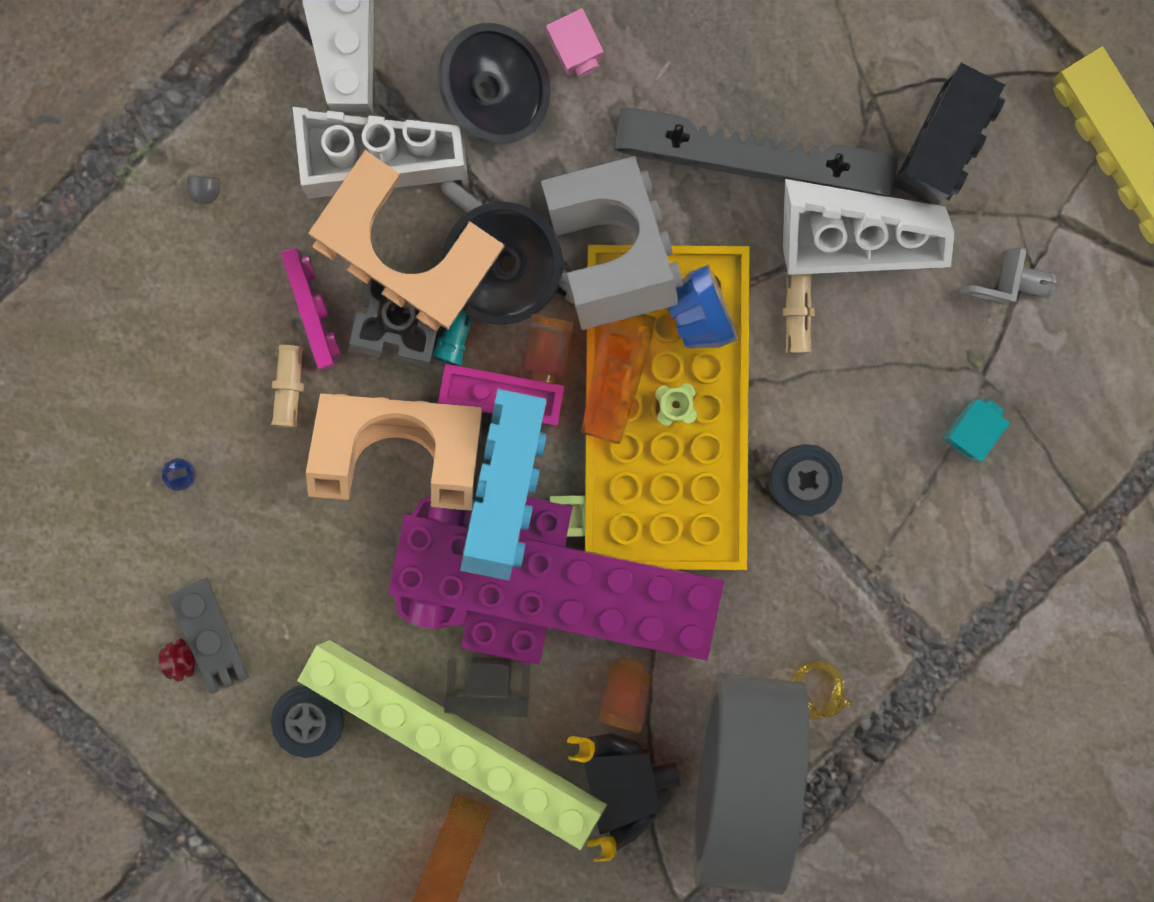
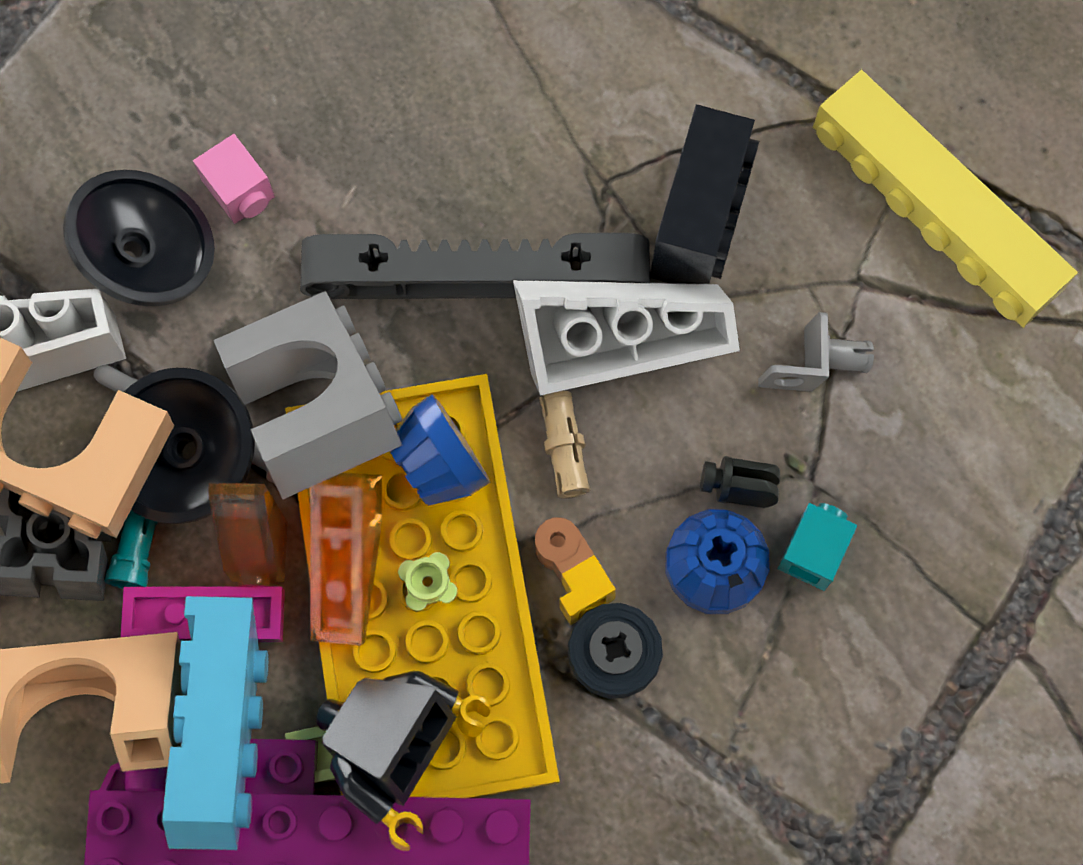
camera: 10 degrees left, 15 degrees down
(629, 520) = (388, 738): none -> torso
(788, 408) = (566, 552): none -> leg
(897, 426) = (717, 561): none -> blue piece
(928, 368) = (742, 482): none -> pearl dark grey arm

